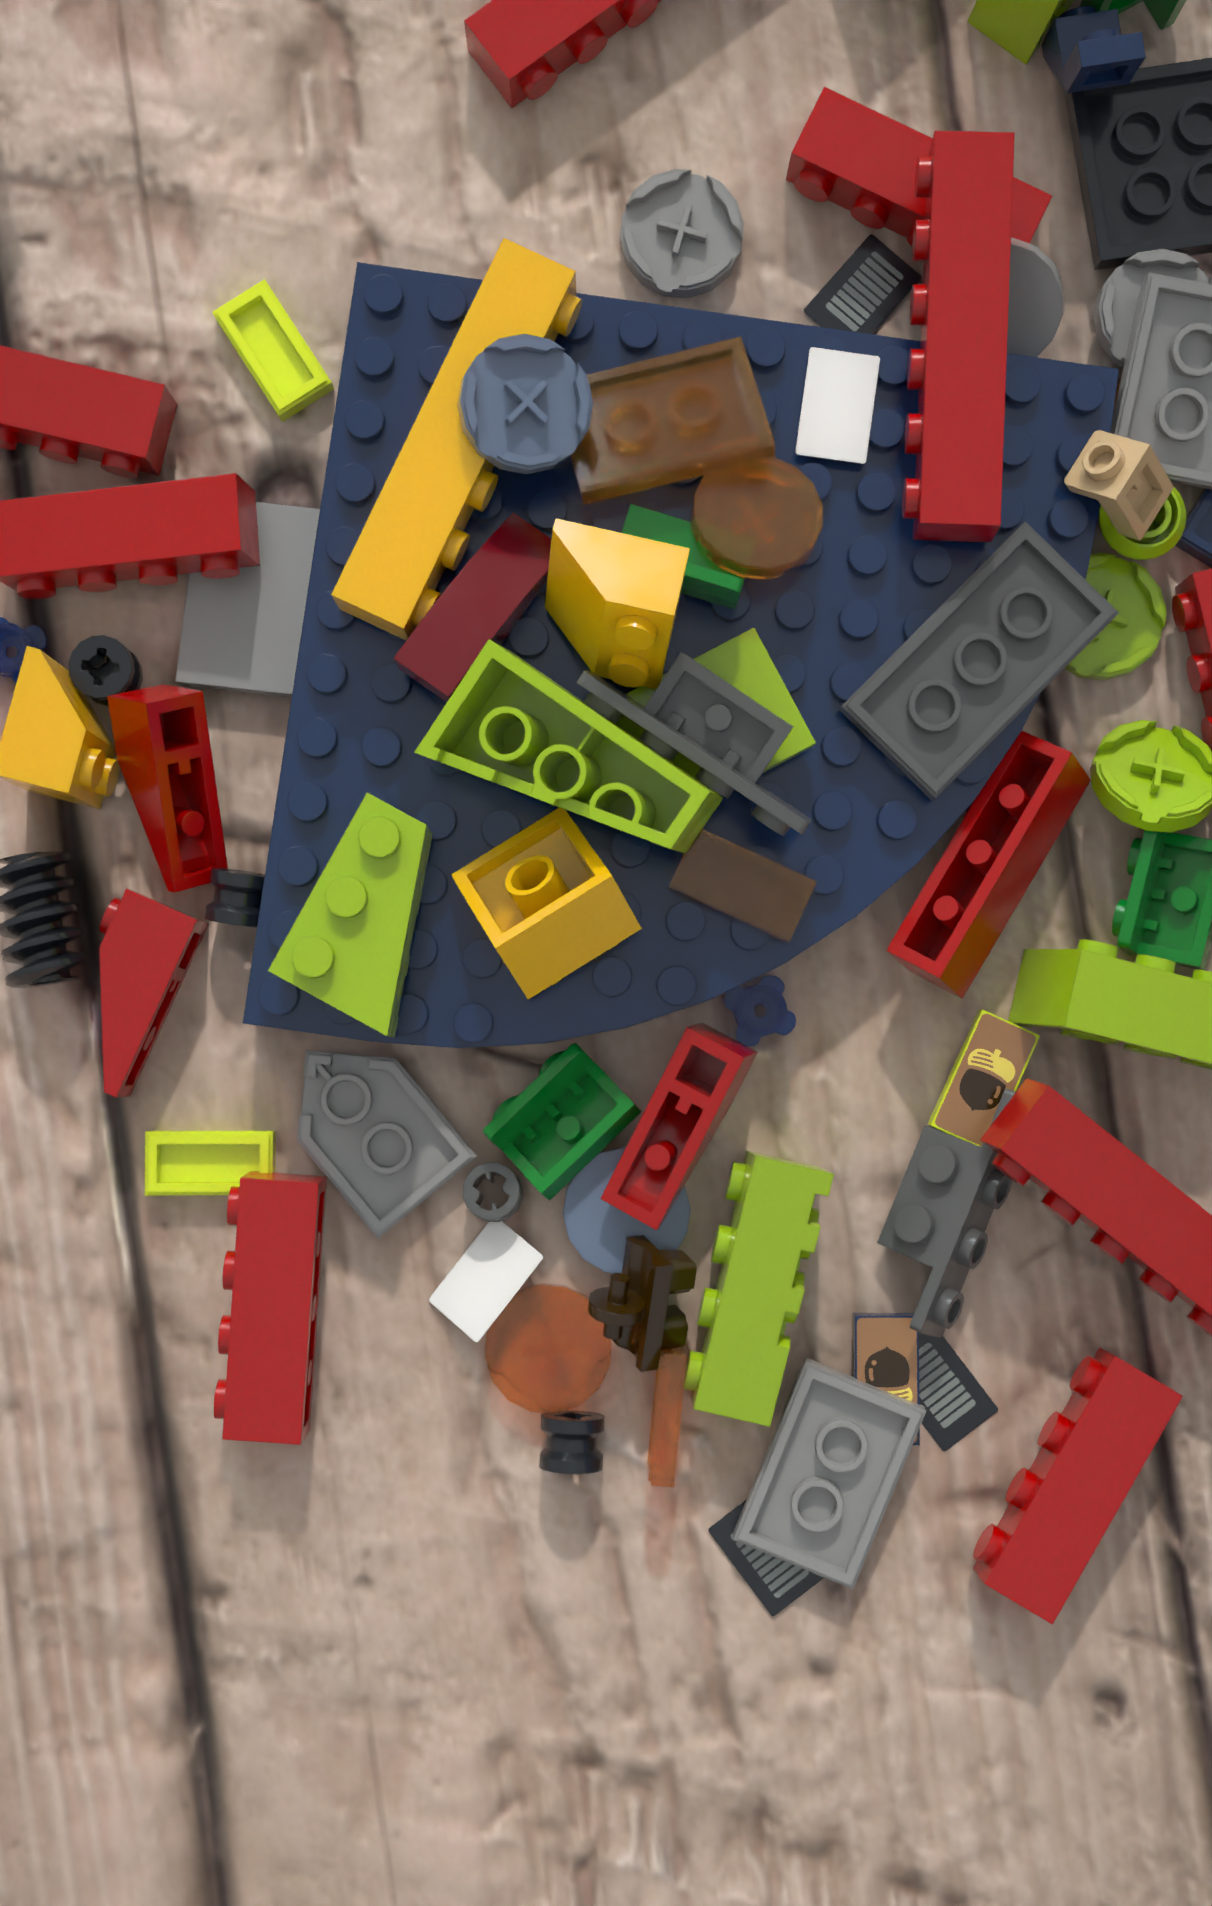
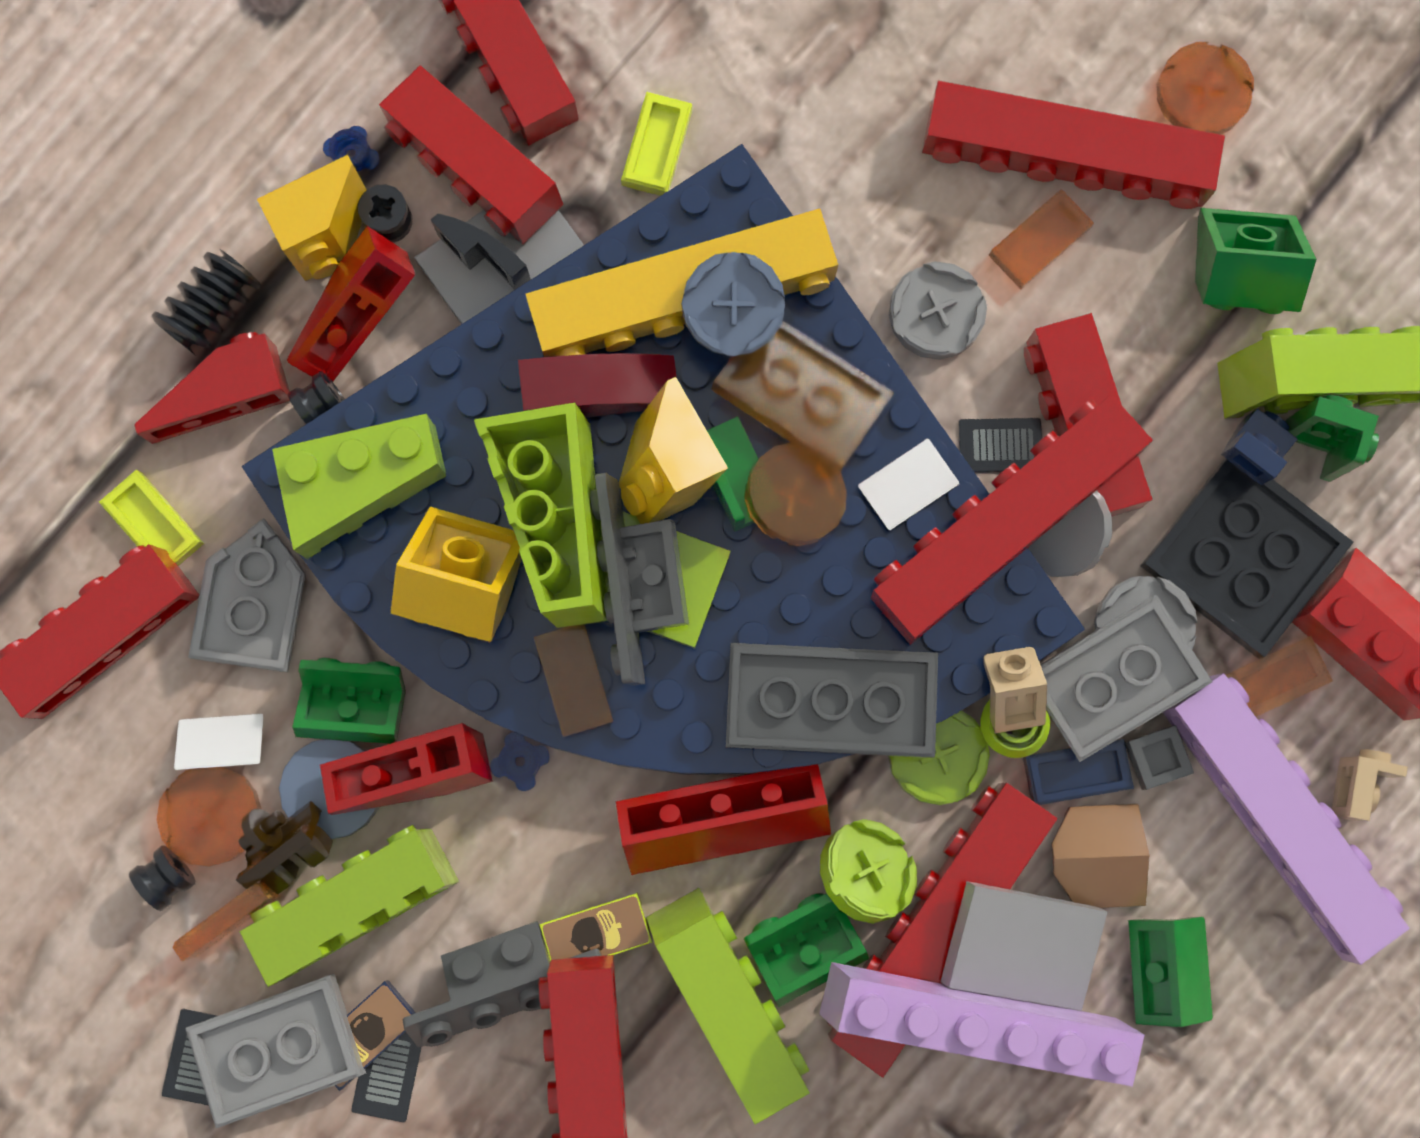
camera: 50 degrees right, 5 degrees down
(216, 611) = (474, 245): none -> black slope
(474, 1197) = (260, 691): dark grey bush -> none
(701, 73) = (1041, 239): none -> clear orange tile

